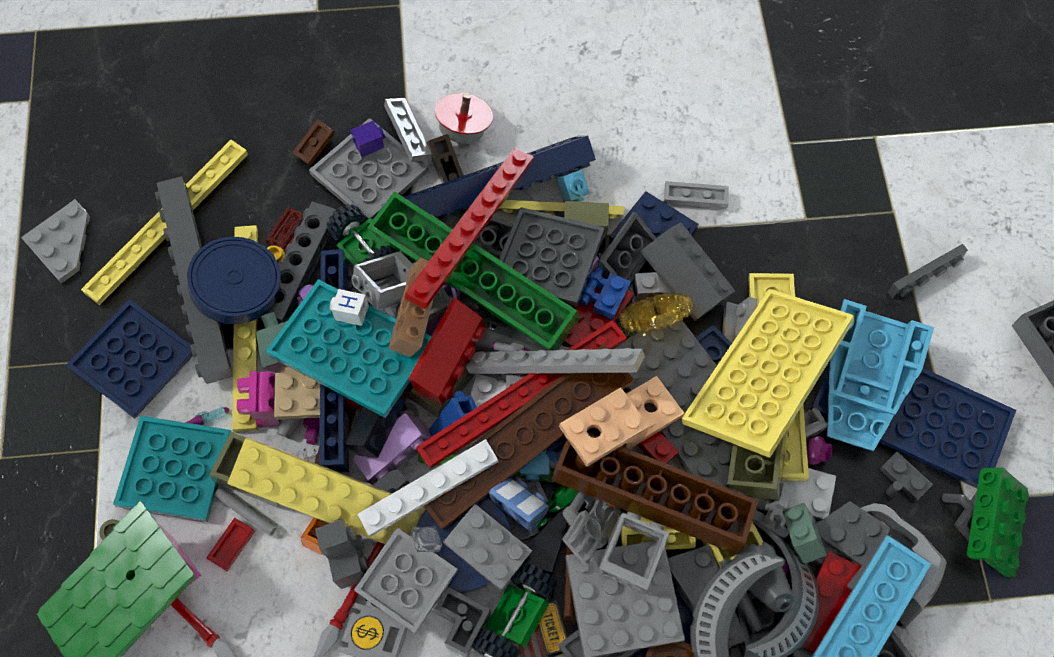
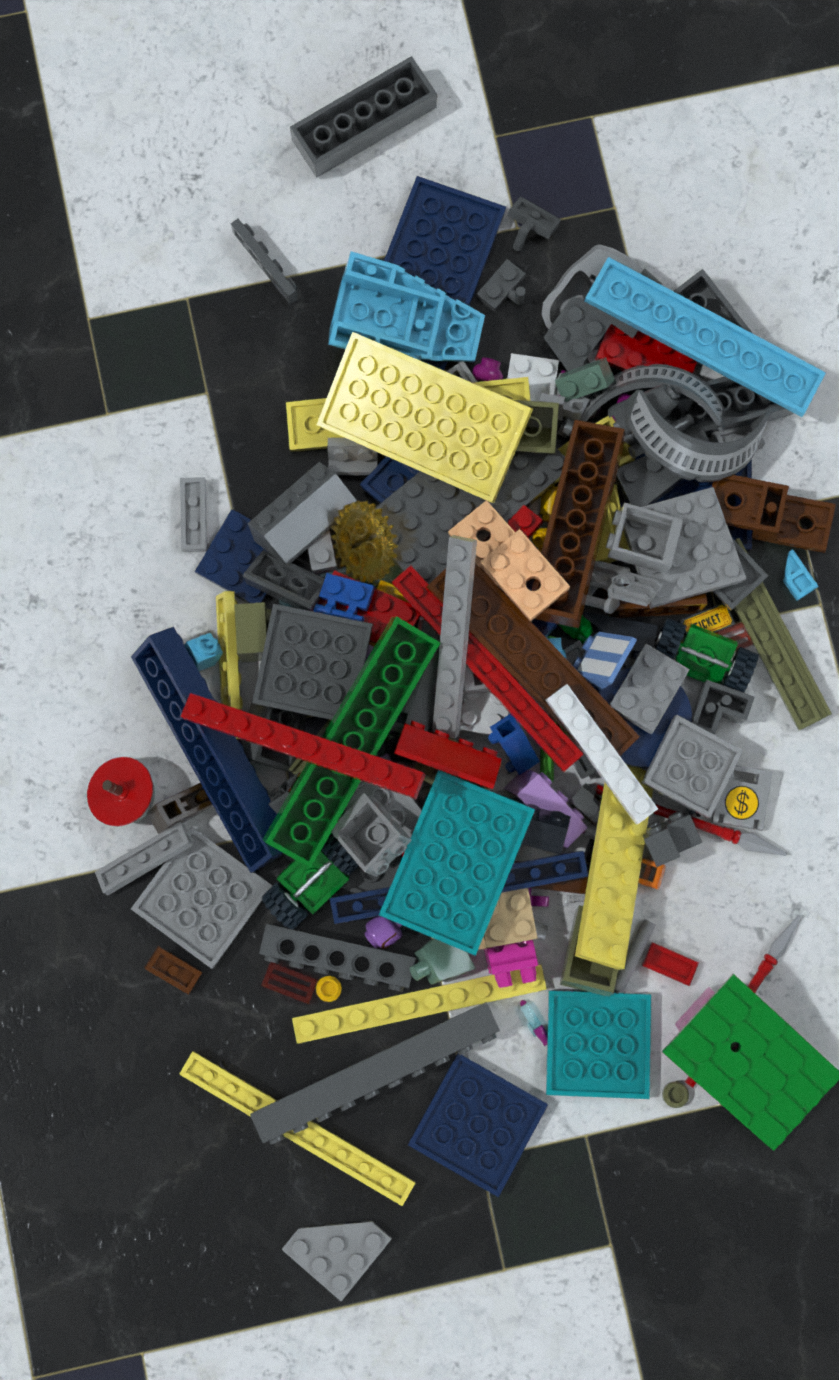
camera: 95 degrees left, 15 degrees up
(233, 280) = (381, 1018): dark blue brick -> none
(349, 307) = (416, 869): white brick -> none
(368, 138) = (166, 901): dark purple brick -> none
(411, 319) = (436, 796): medium nougat brick -> none
(426, 539) = (652, 750): clear plate -> none
(499, 346) = (430, 690): light grey piece -> none
(998, 520) = (540, 197): green bracket -> none

